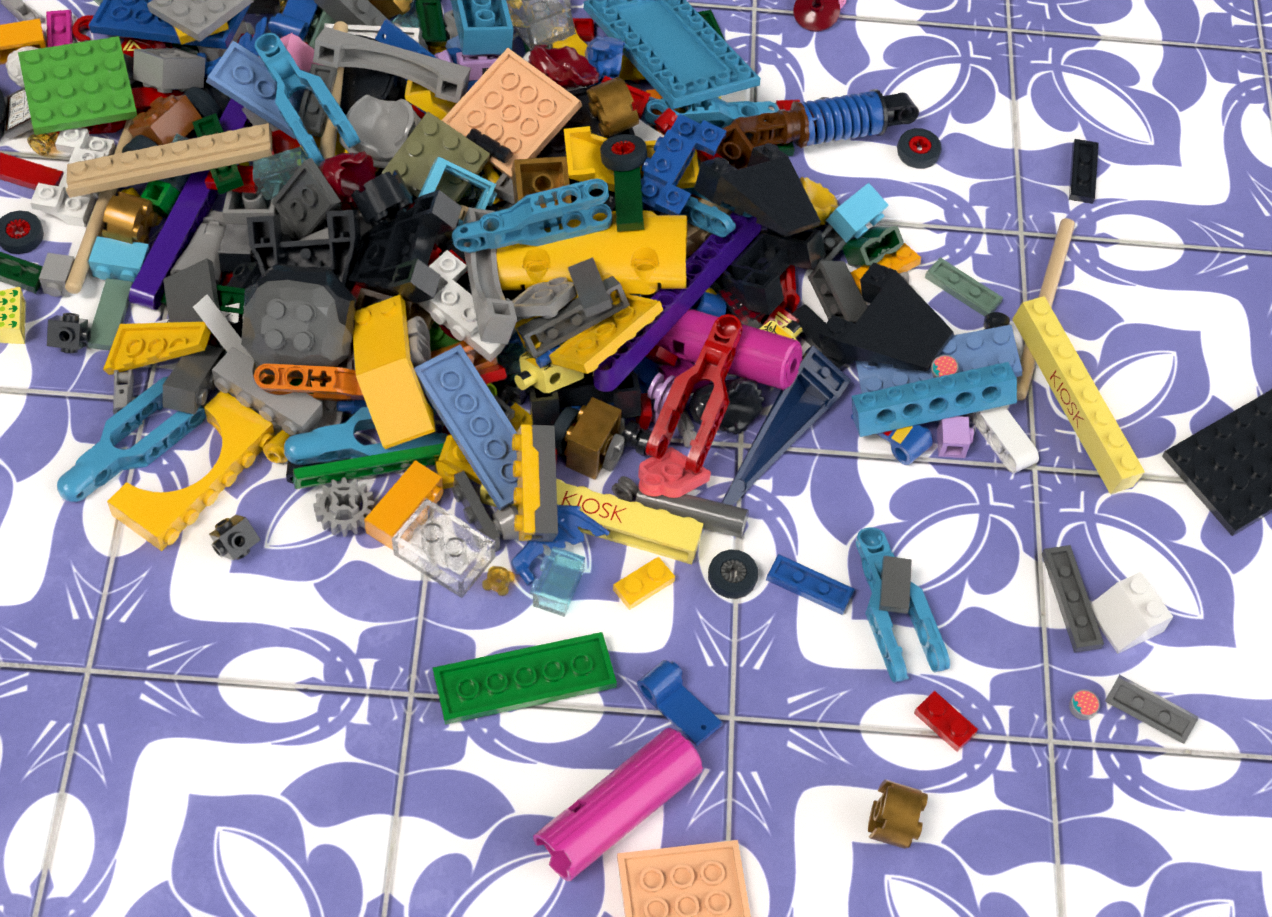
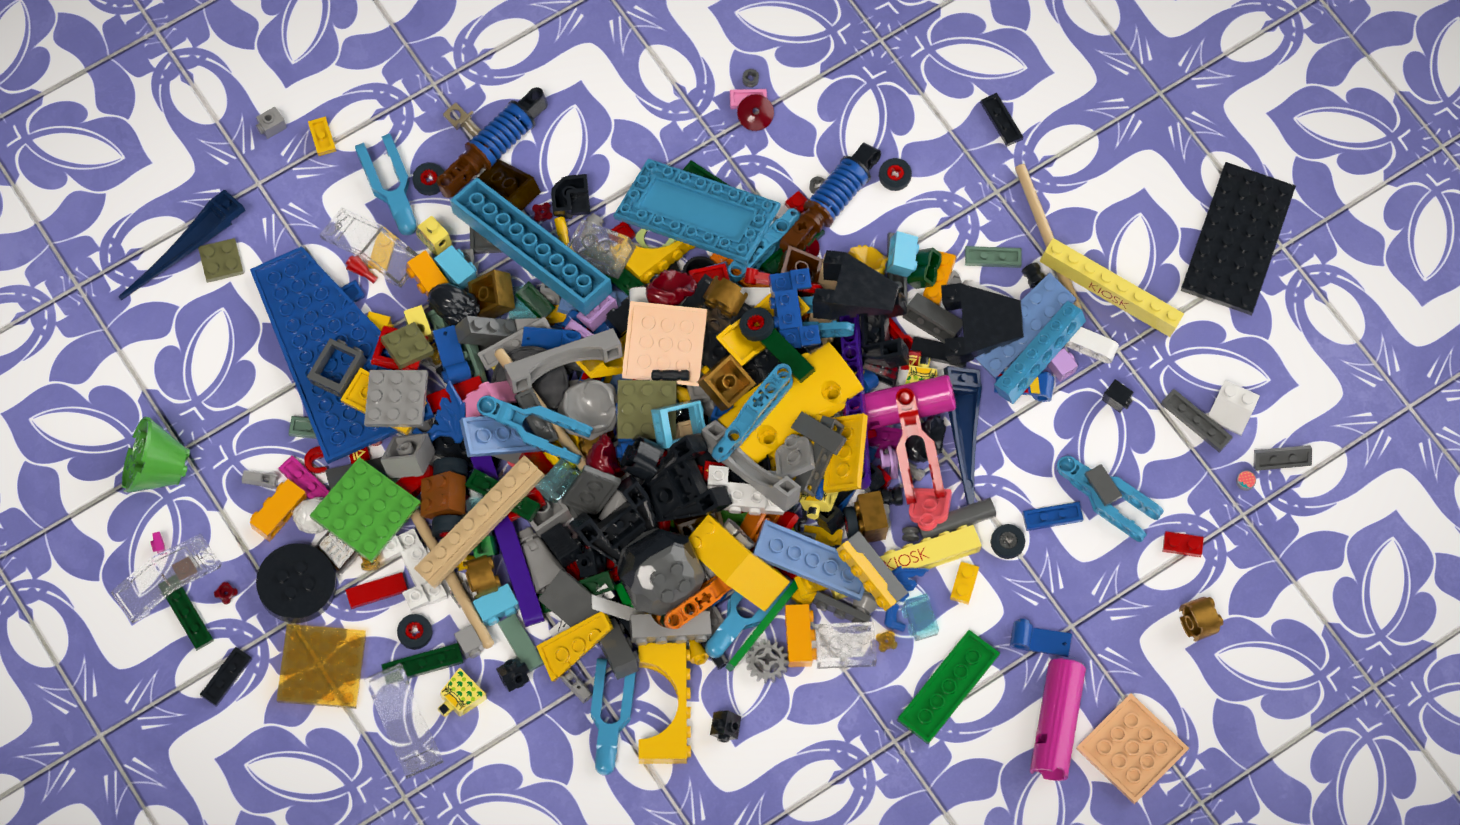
camera: 35 degrees left, 10 degrees up
(606, 56) = (674, 253): blue piece -> none
(944, 365) = (1032, 328): coral tile -> none
(993, 508) = (1118, 396): none -> black brick

